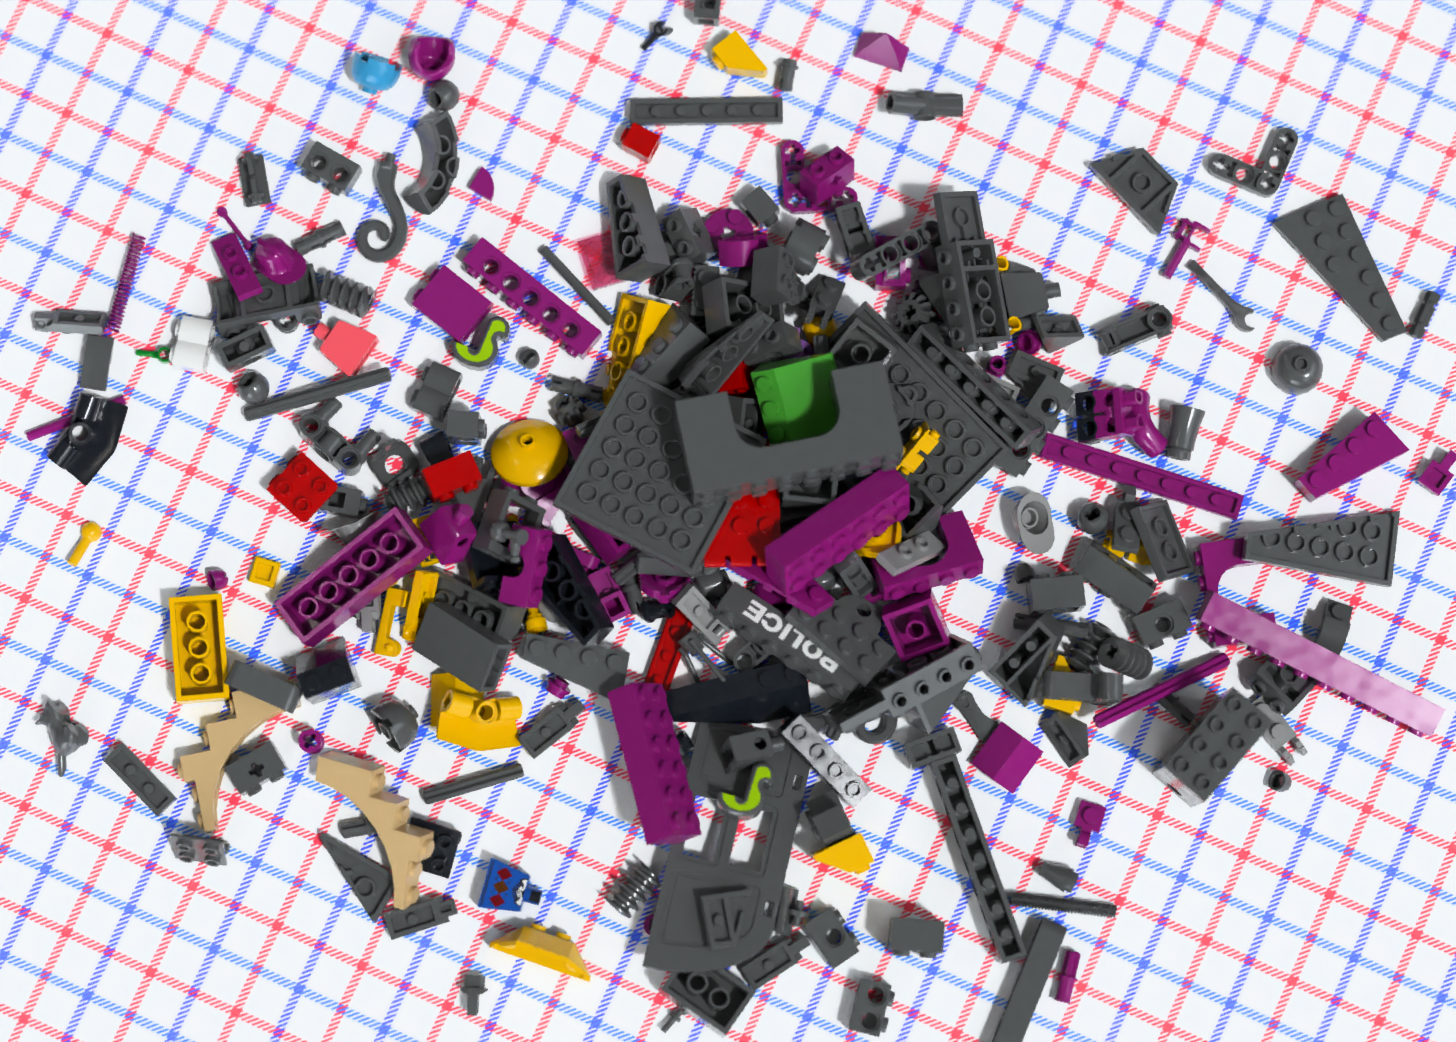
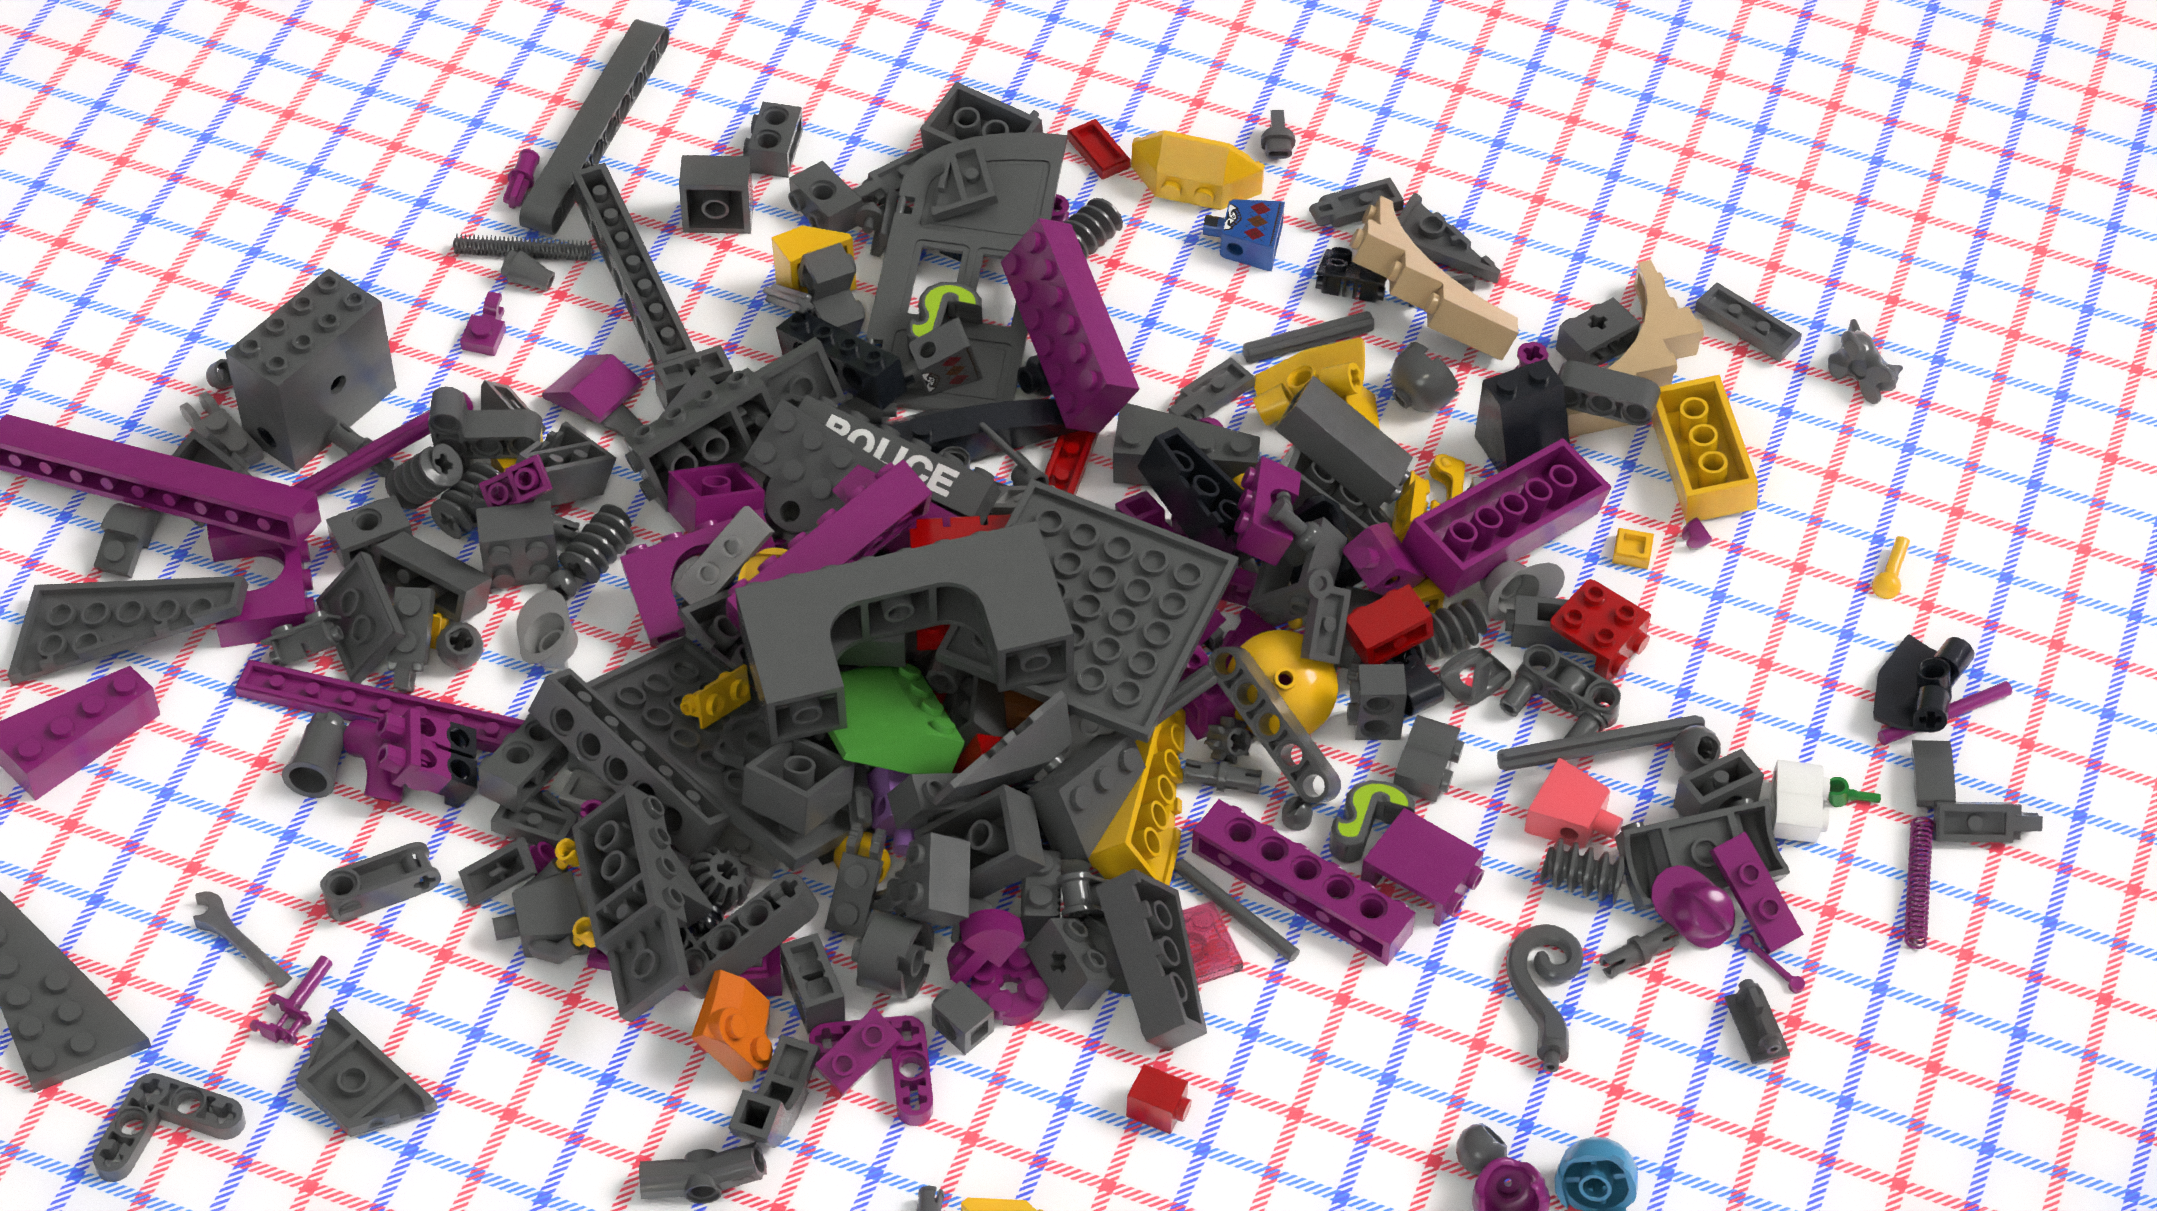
camera: 175 degrees right, 30 degrees down
(206, 850) = (1641, 242): dark grey hinge -> none
(334, 165) = (1637, 1046): dark grey brick -> none
(439, 165) = (1473, 1047): dark grey brick -> none
(483, 185) = (1399, 1036): magenta tile -> none
(495, 472) = (1325, 619): none -> dark grey hinge
(539, 408) = (1290, 731): none -> dark grey beam
(615, 992) = (1098, 149): none -> red tile
(707, 111) = (1056, 1152): dark grey plate -> none
(861, 820) = (788, 298): none -> dark grey axle
(880, 146) = (775, 1107): none -> dark grey arch
(904, 197) = (735, 1025): none -> orange slope
(999, 600) = (598, 544): none -> dark grey piece
(1059, 620) = (518, 484): none -> magenta slope
(1207, 530) = (290, 640): none -> dark grey hinge
(1297, 369) = (135, 846): dark grey cylinder -> none

